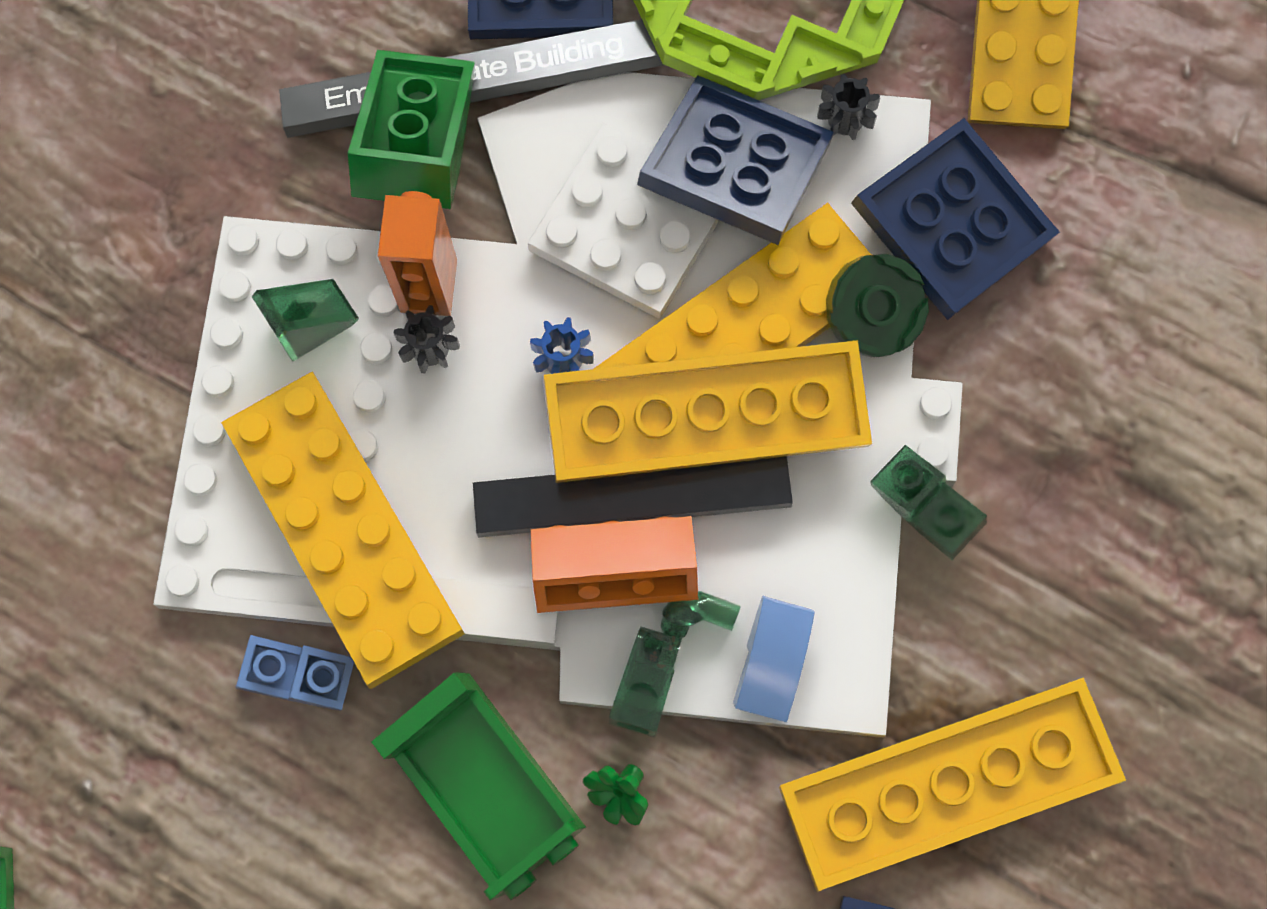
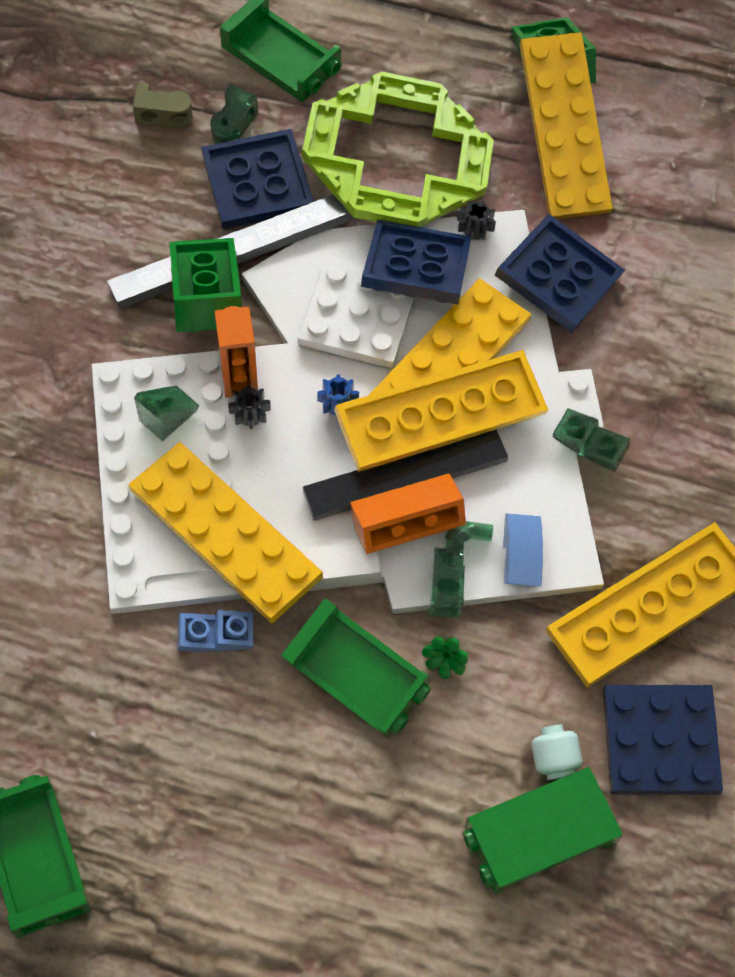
camera: 20 degrees left, 10 degrees down
(878, 304) = (529, 327): dark green tile -> none

